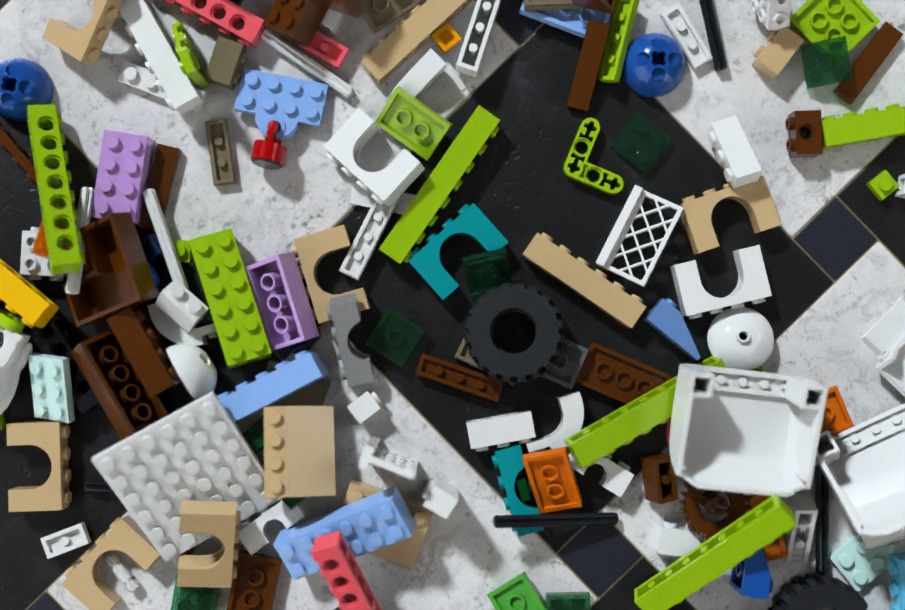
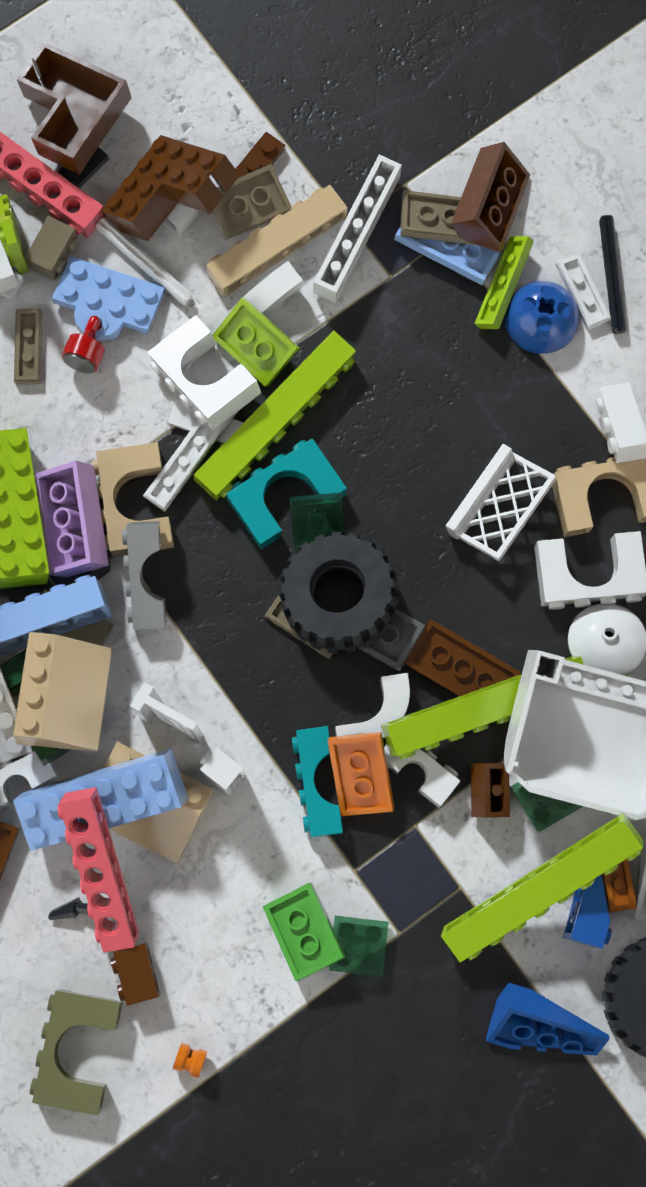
camera: 10 degrees right, 10 degrees down
(327, 49) = (169, 249): coral plate -> none
(365, 406) = (149, 657): white brick -> none
(395, 337) = (197, 582): clear green plate -> none
(446, 38) = (307, 255): light orange plate -> none
(459, 377) = (267, 639): reddish brown plate -> none
(501, 430) = (307, 708): white brick -> none
(524, 488) = (326, 781): dark green plate -> none
(555, 520) = (358, 822): black axle -> none
(583, 280) = (429, 546): tan brick -> none
(584, 167) = (448, 419): lime beam -> none
(588, 64) = (465, 305): reddish brown tile -> none
(640, 142) = (516, 400): clear green plate -> none
(670, 324) = (526, 612): medium blue slope -> none
(675, 539) = (501, 869): white brick -> none
(693, 513) = (530, 816): reddish brown gear -> none

